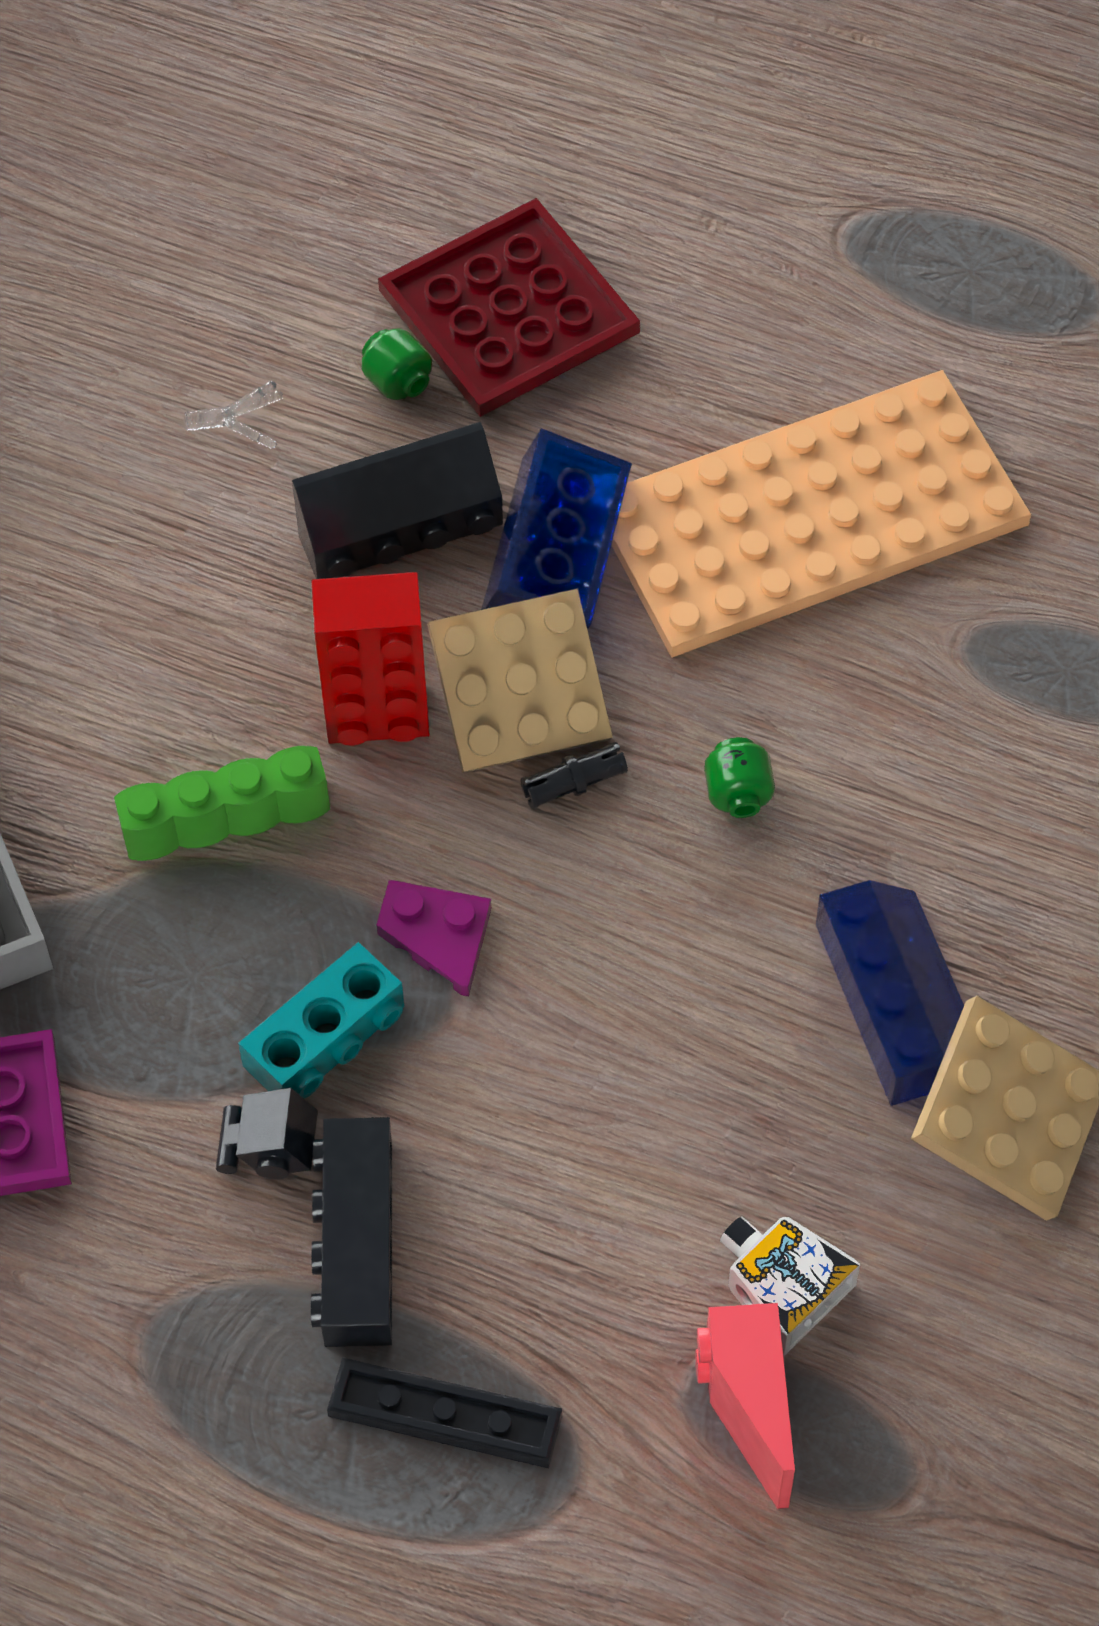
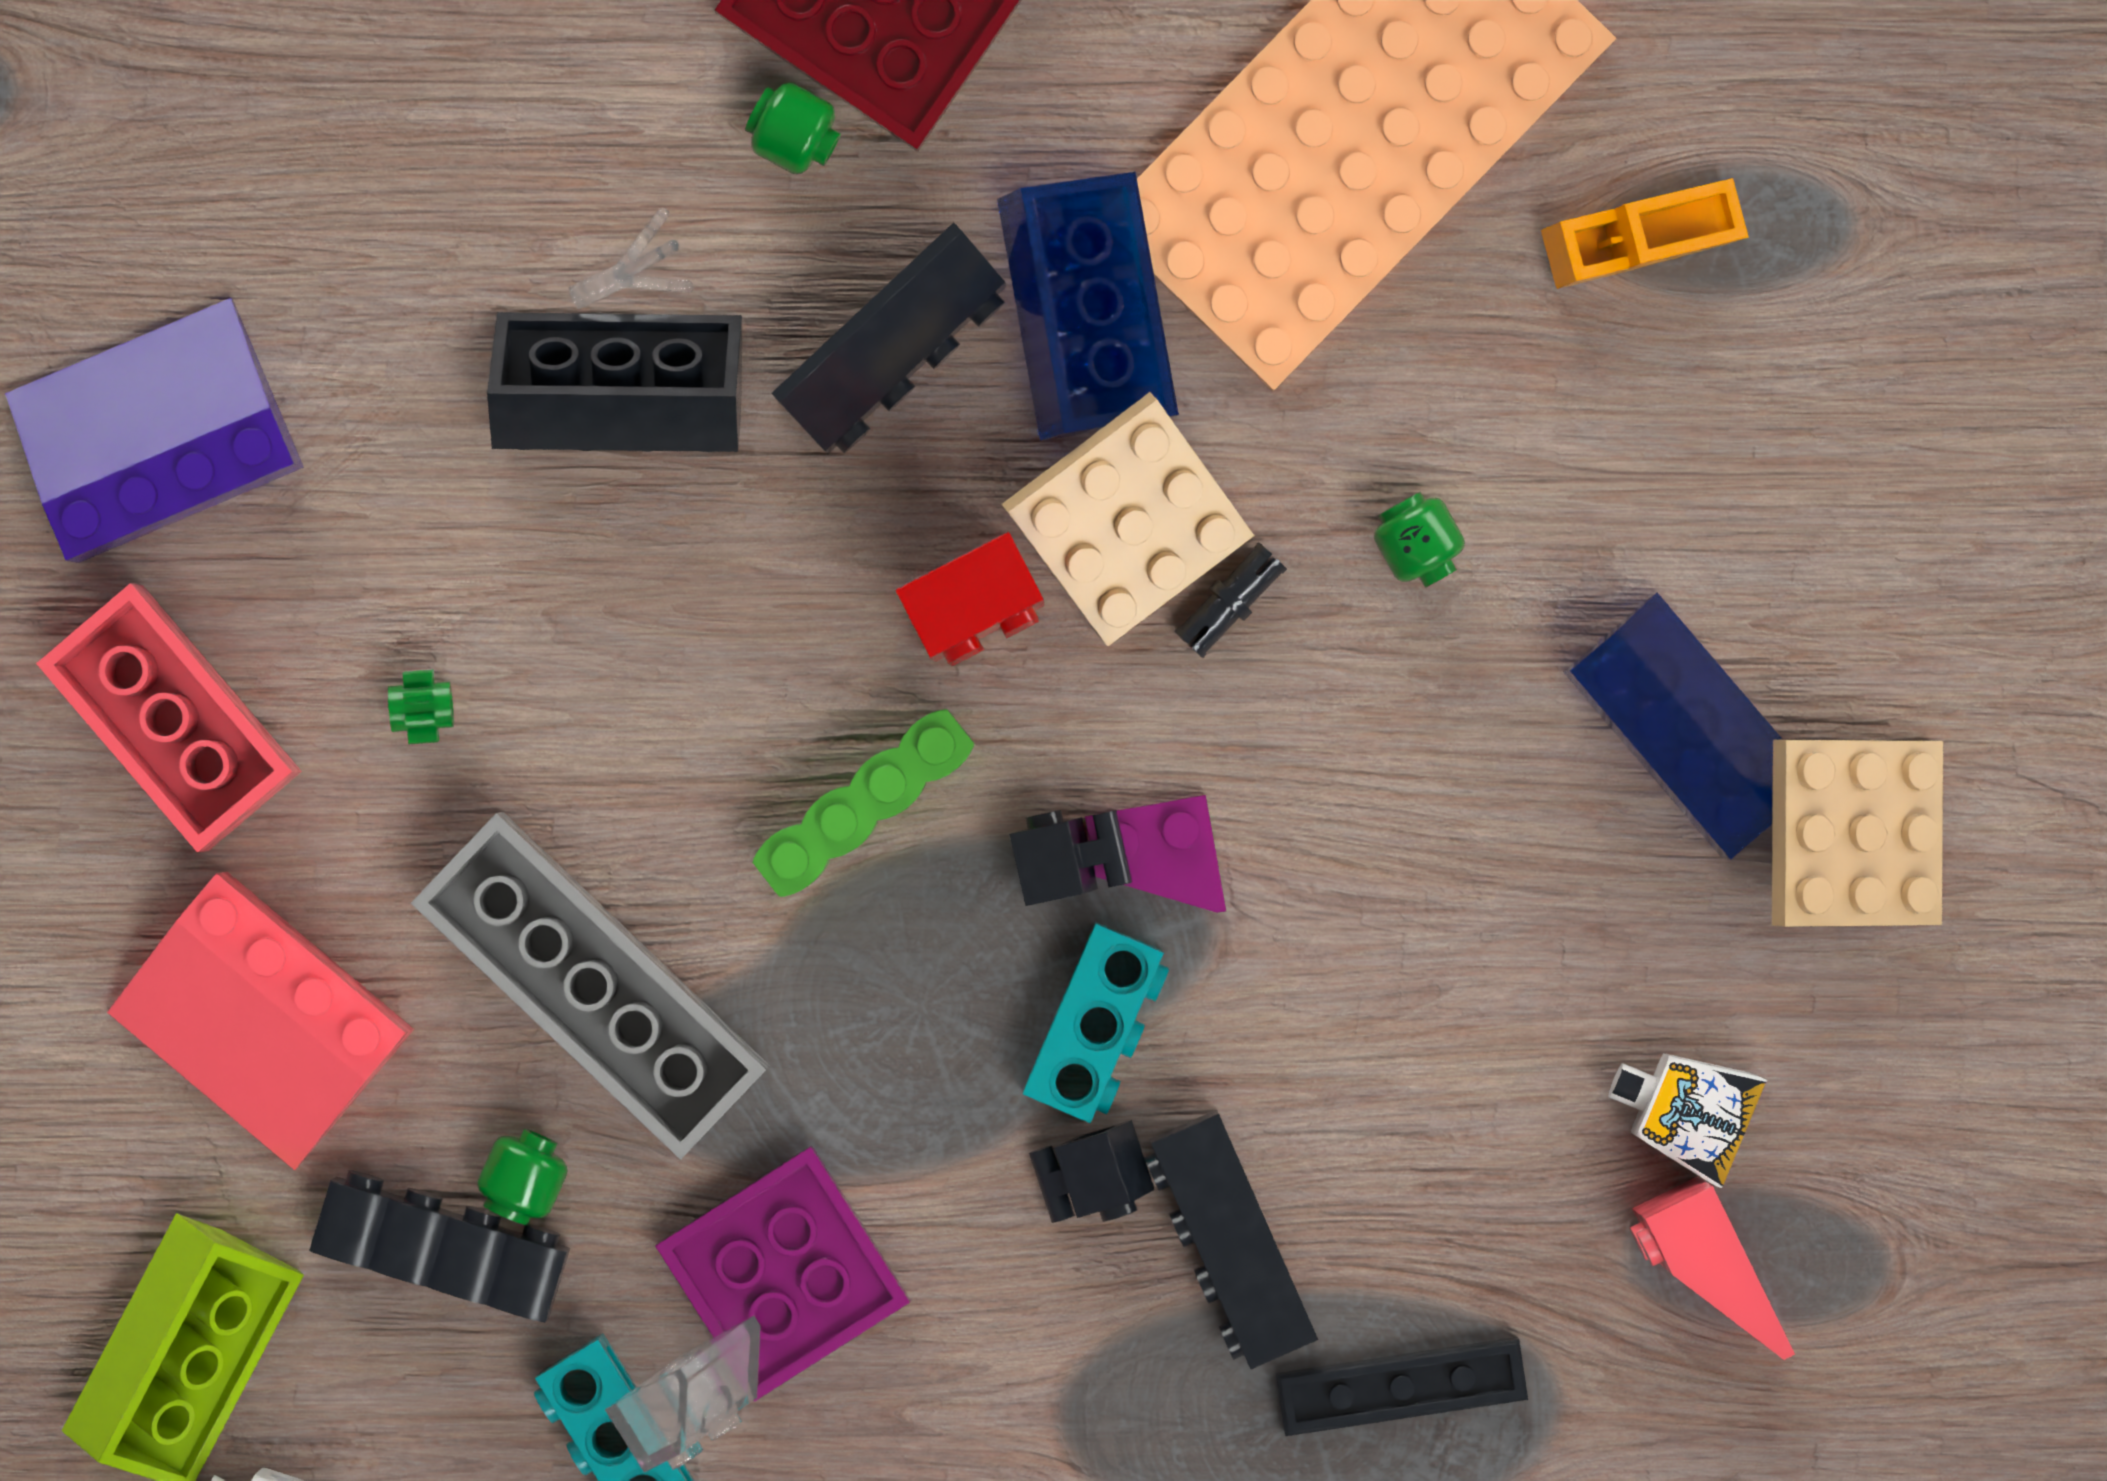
camera: 20 degrees left, 30 degrees up
(184, 476) = (616, 382): none -> black slope
(354, 892) = (1059, 861): none -> black brick
(1001, 642) = (1644, 233): none -> light orange slope

